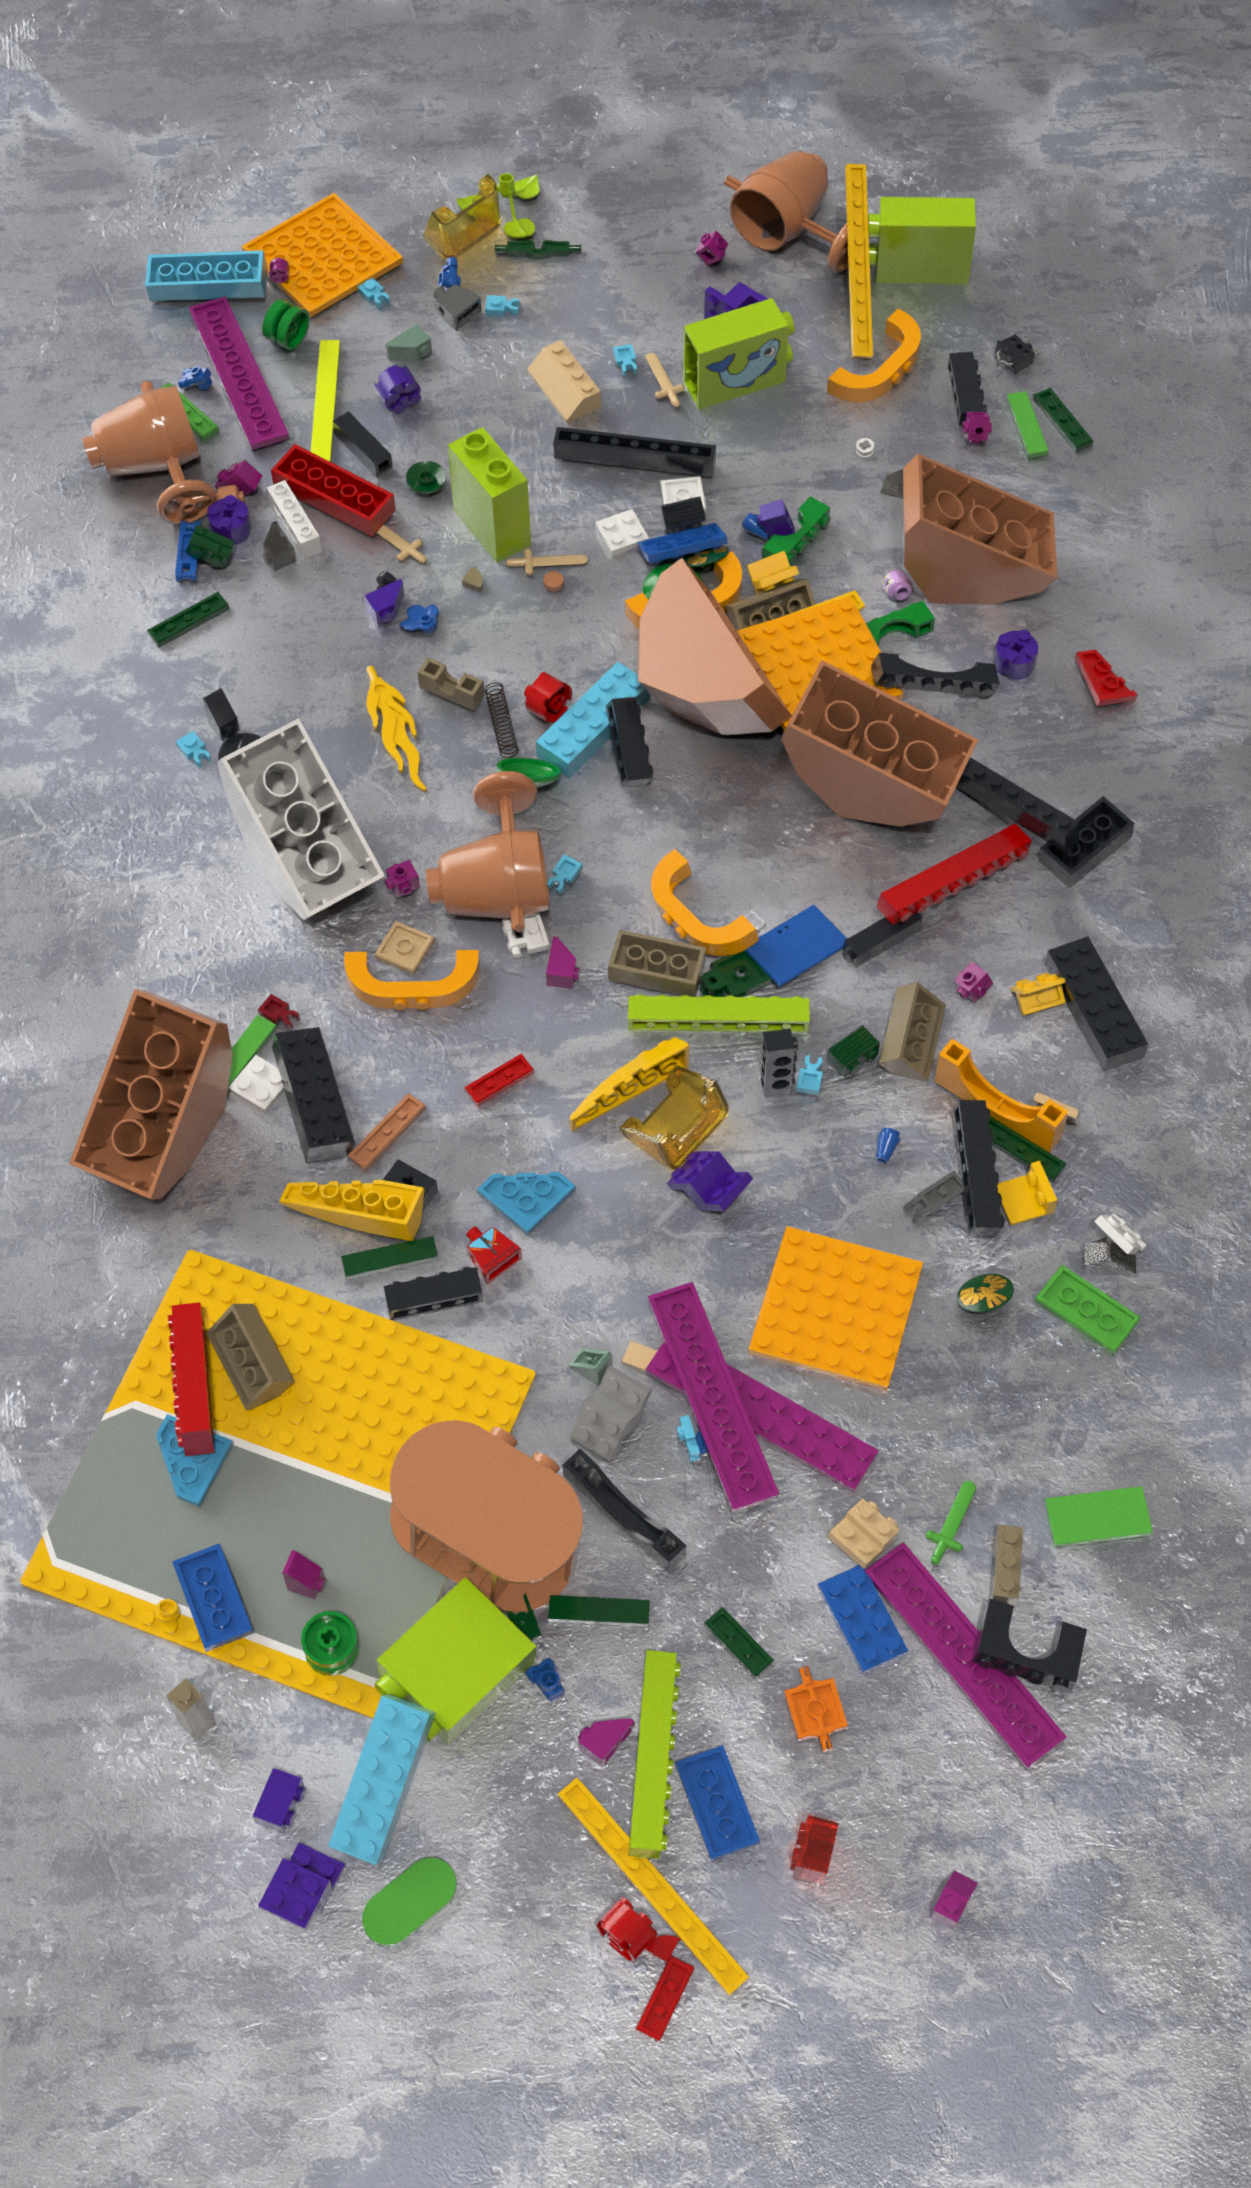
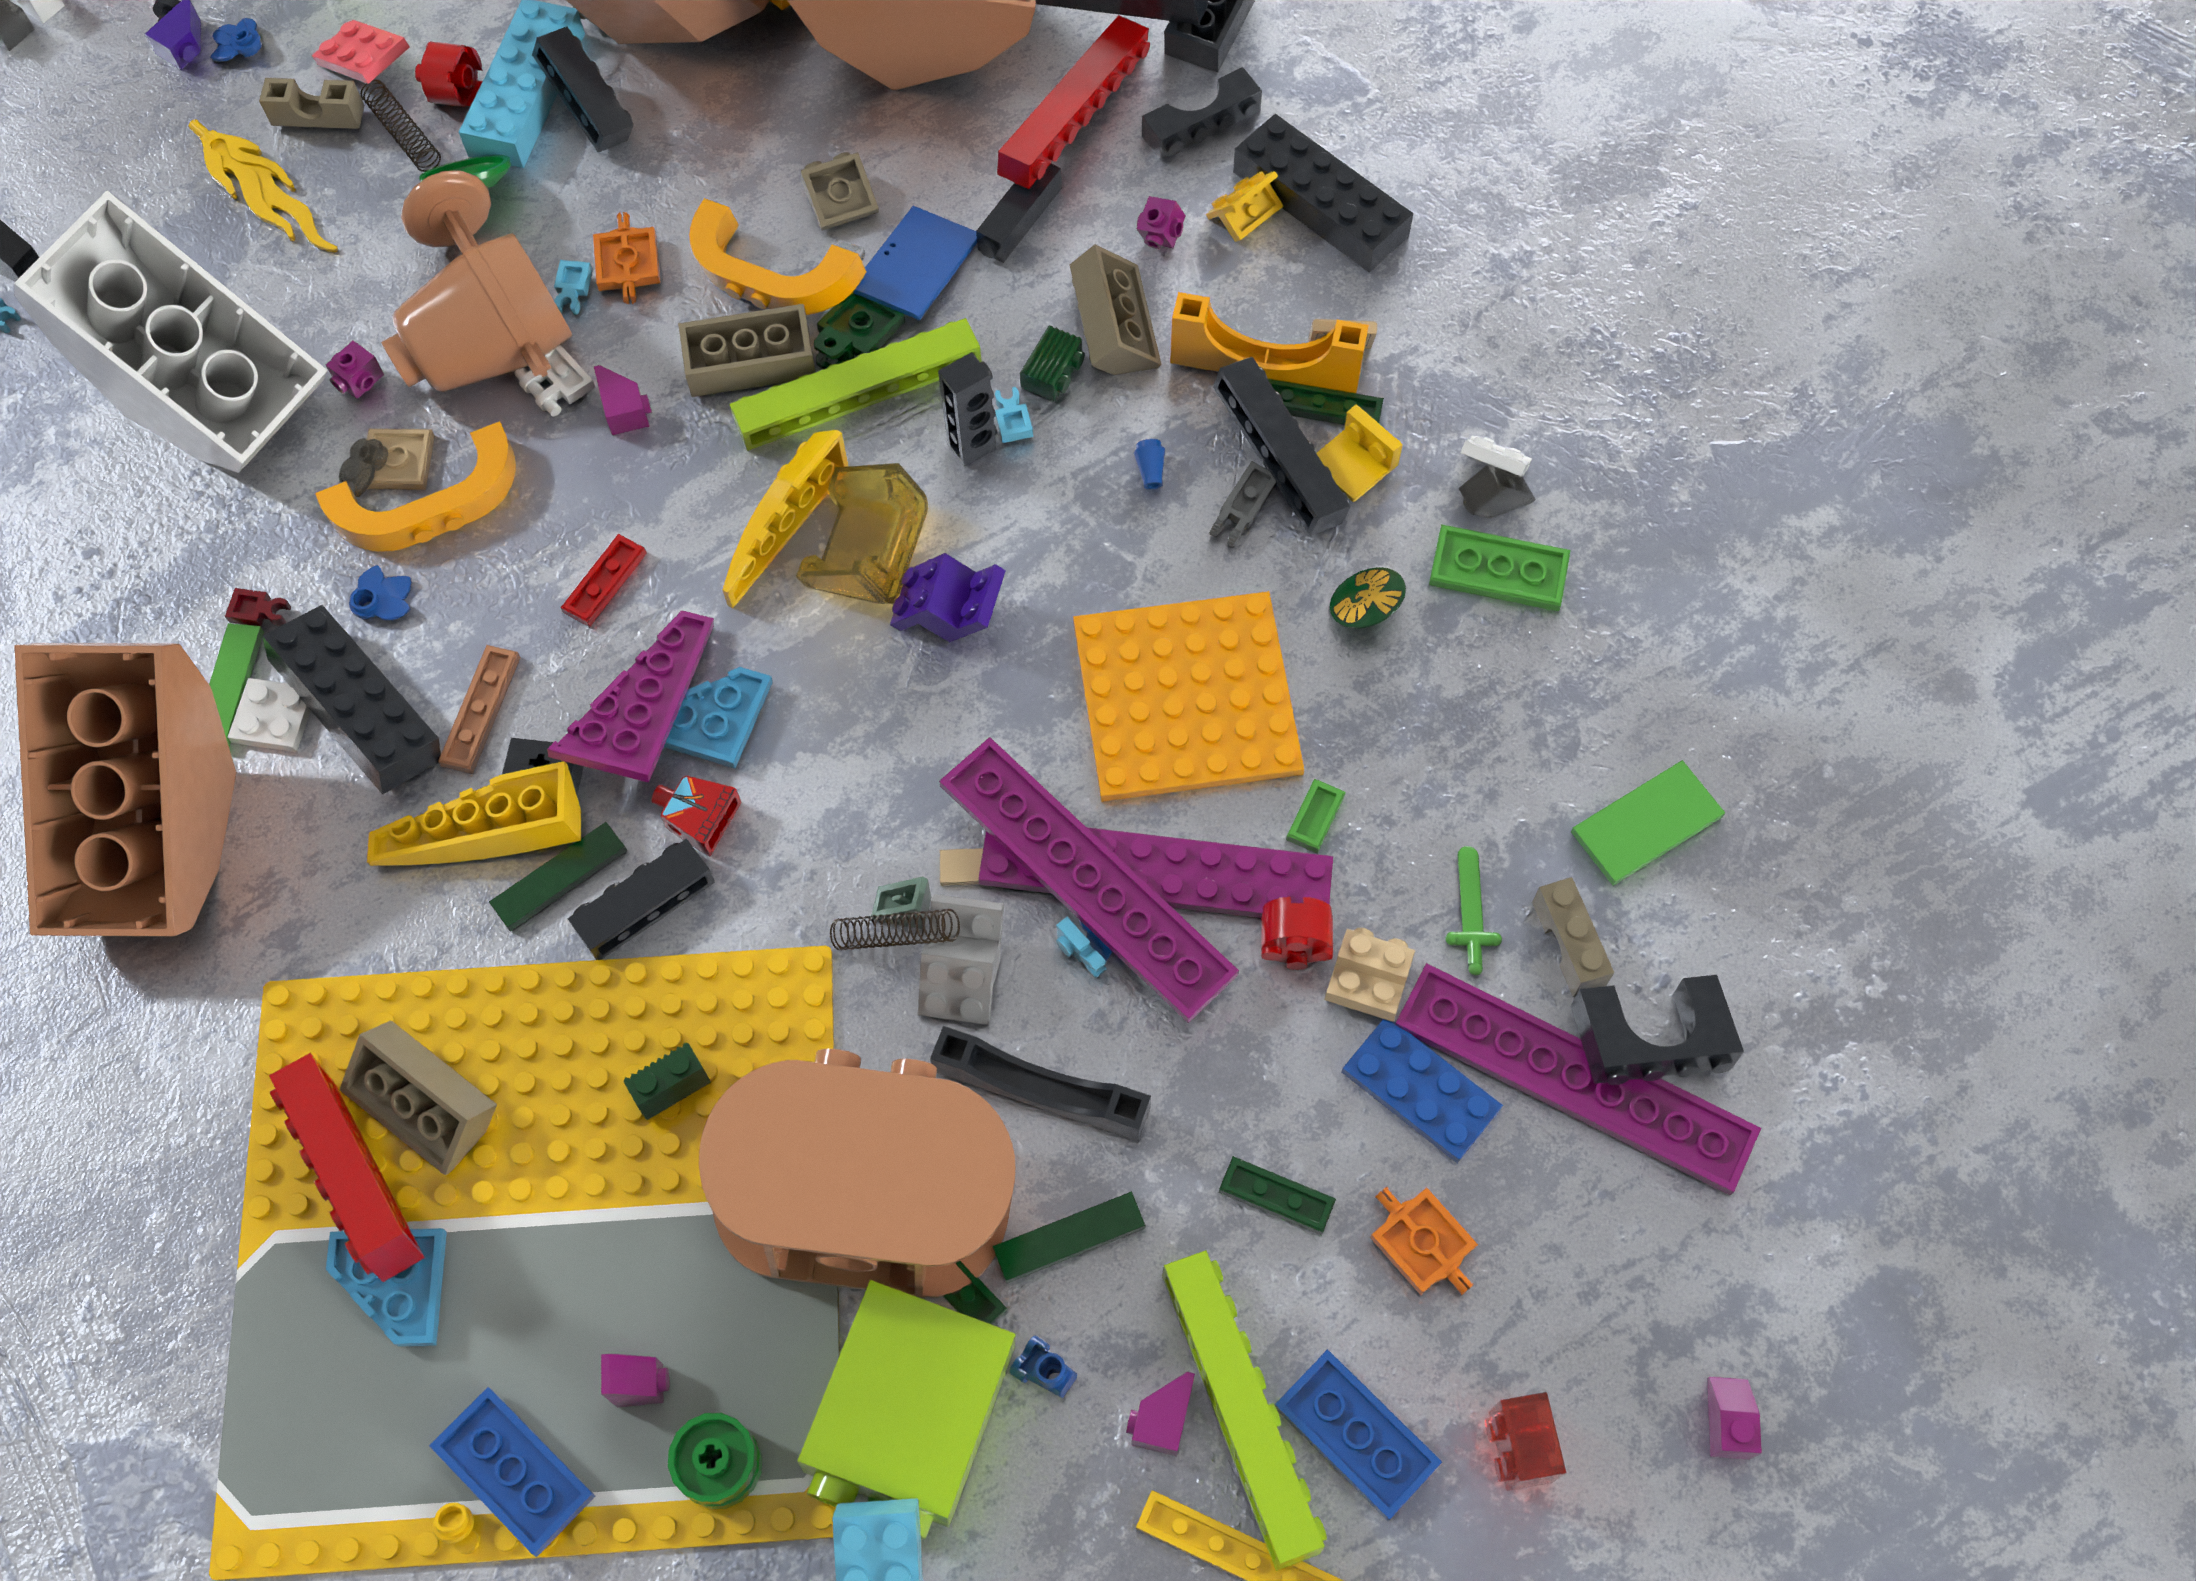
camera: 25 degrees left, 5 degrees up
(360, 1034) = (384, 593): none -> blue plate
(379, 945) = (361, 465): none -> clear smoke plate
(399, 1410) = (667, 1081): none -> dark green brick
(484, 1172) = (637, 710): none -> magenta wing
(497, 658) = (360, 51): none -> coral plate
(577, 1379) = (943, 927): none -> dark brown piece
(607, 869) = (626, 258): none -> orange plate
(767, 876) = (839, 190): none -> dark tan plate
(828, 1486) = (1297, 932): none -> red brick
(881, 1420) = (1315, 816): none -> bright green tile
(1015, 919) = (1173, 129): none -> black arch

